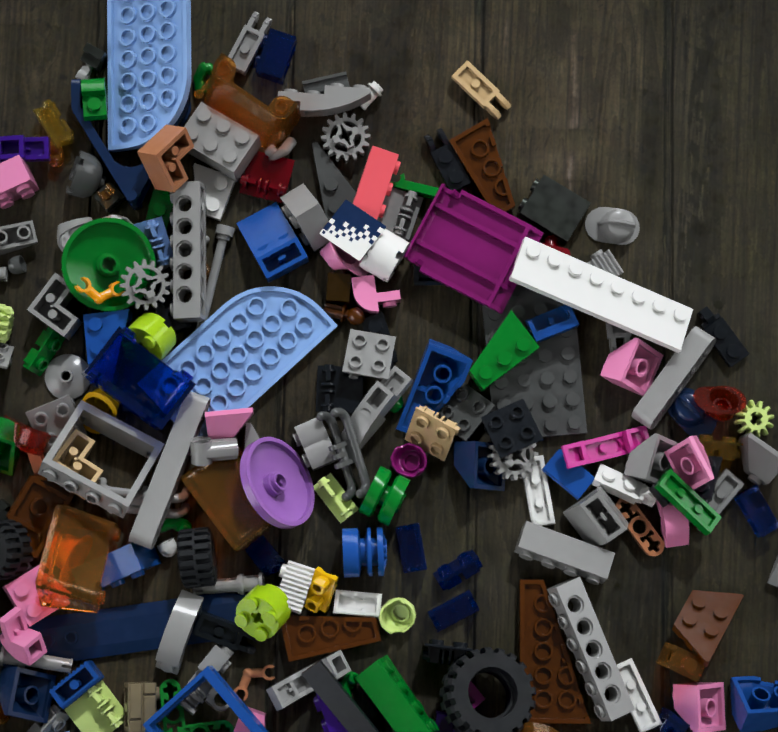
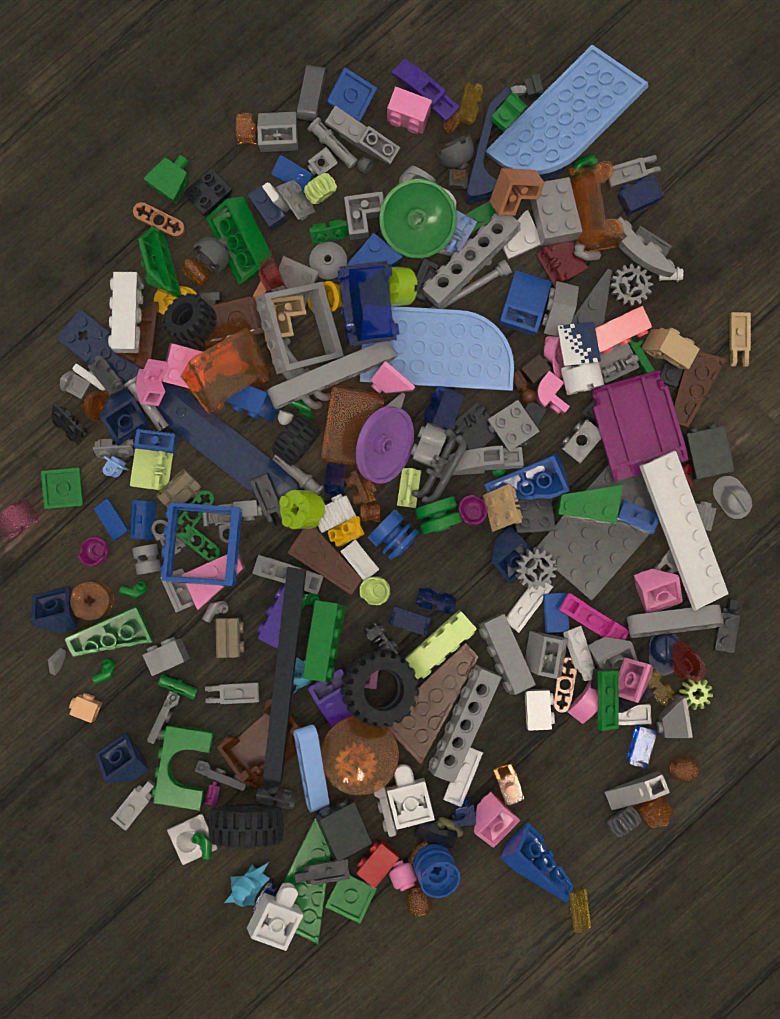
camera: 50 degrees right, 5 degrees up
(98, 297) = (392, 232): light orange arm -> none
(150, 294) = (429, 243): light grey gear -> none
(178, 632) = (242, 471): light grey arch -> none
(206, 450) = (363, 384): light grey piece -> none
(249, 673) = (260, 537): nougat arm -> none
(295, 400) = (443, 408): none -> clear blue brick
(296, 536) = (364, 487): none -> clear orange hips
(324, 553) = (370, 512): none -> clear orange wheel
(411, 548) = (422, 561): clear blue hinge -> none
(431, 155) = (670, 346): none -> tan brick
(439, 323) = (572, 449): none -> flat silver brick
(499, 603) = (440, 643): none -> yellowish green wedge
(511, 428) = (551, 553): black hinge -> none
(639, 571) = (538, 709): none -> white brick
(706, 621) = (547, 776): reddish brown wing -> none

